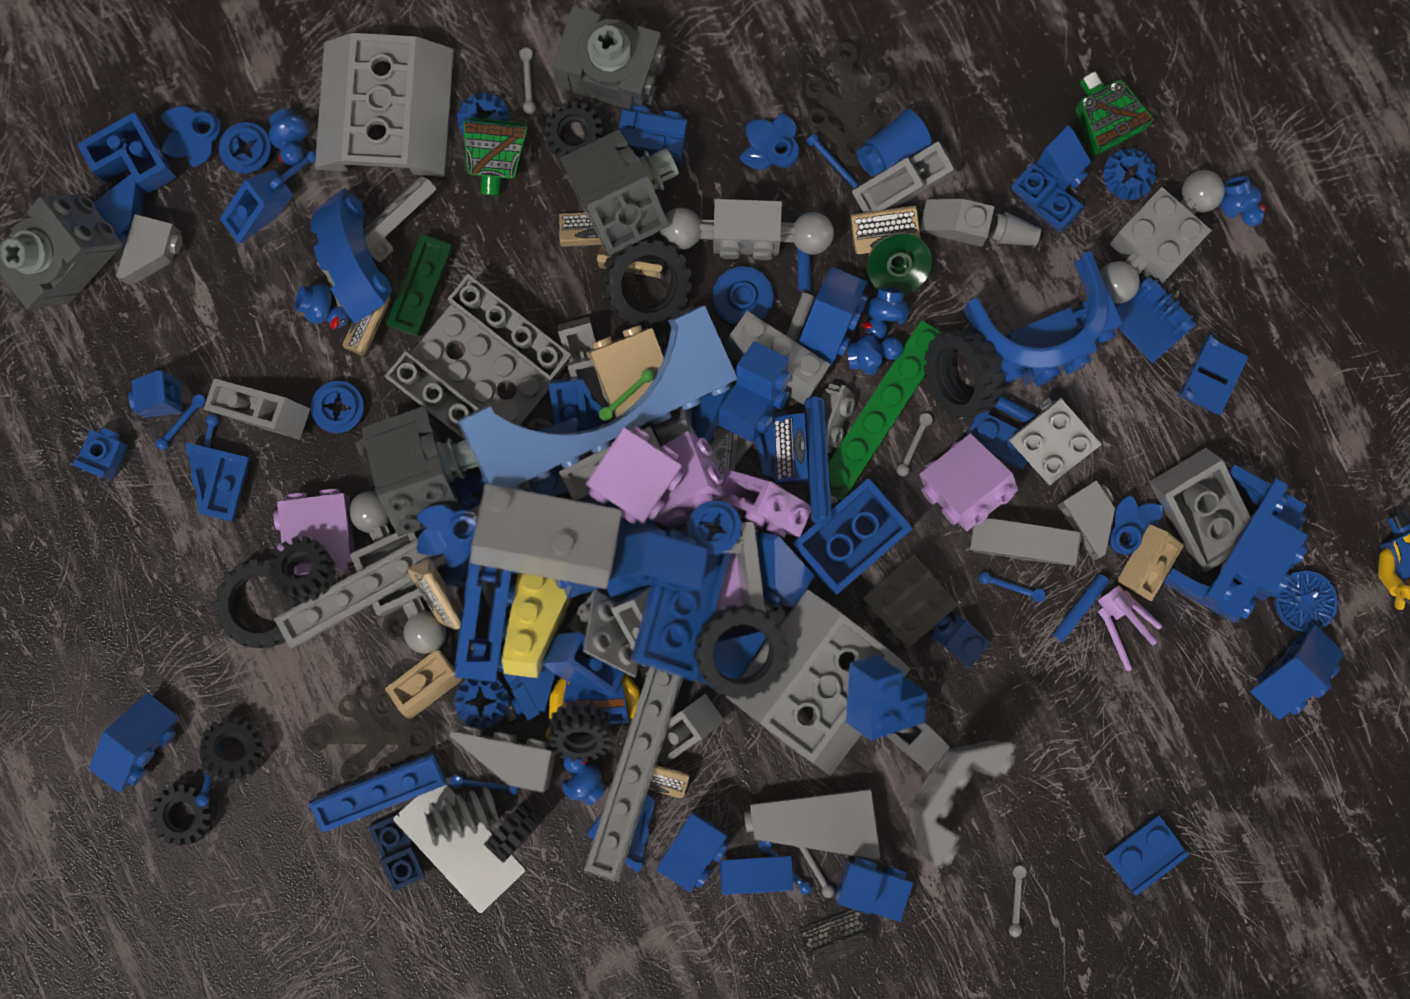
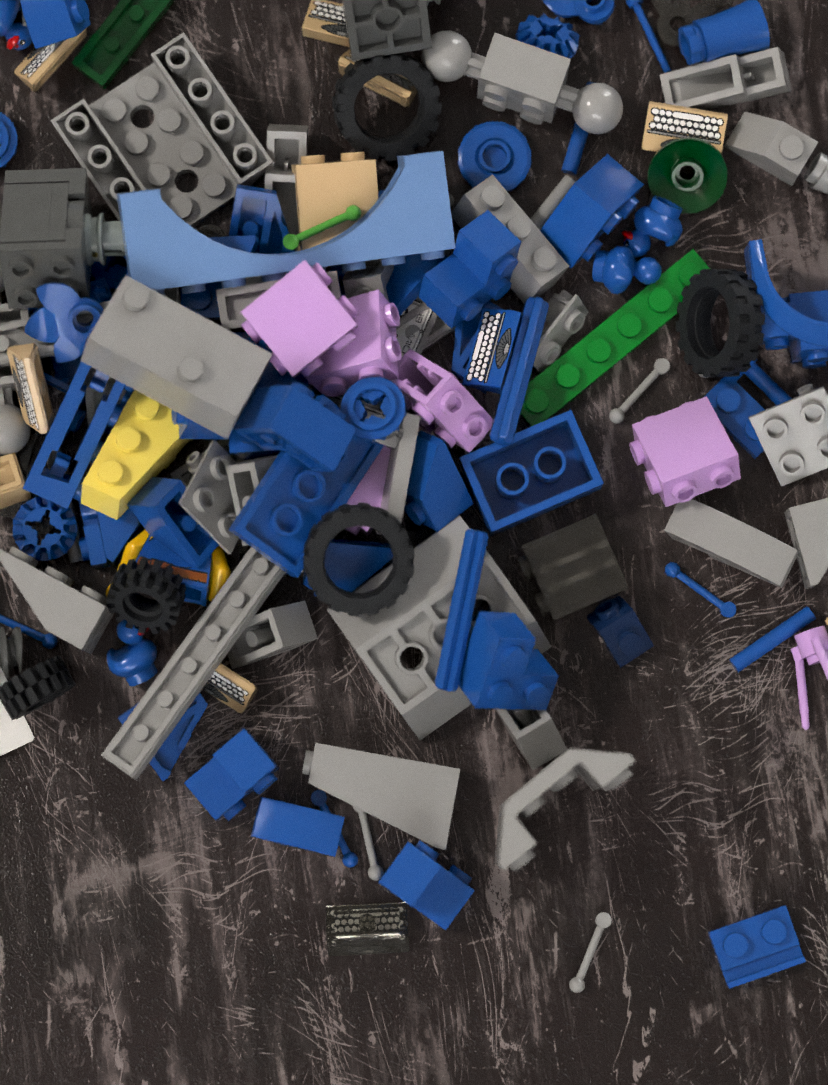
camera: 15 degrees right, 0 degrees up
(768, 191) = (564, 41): none -> blue gear
(834, 665) = (461, 610): none -> blue axle

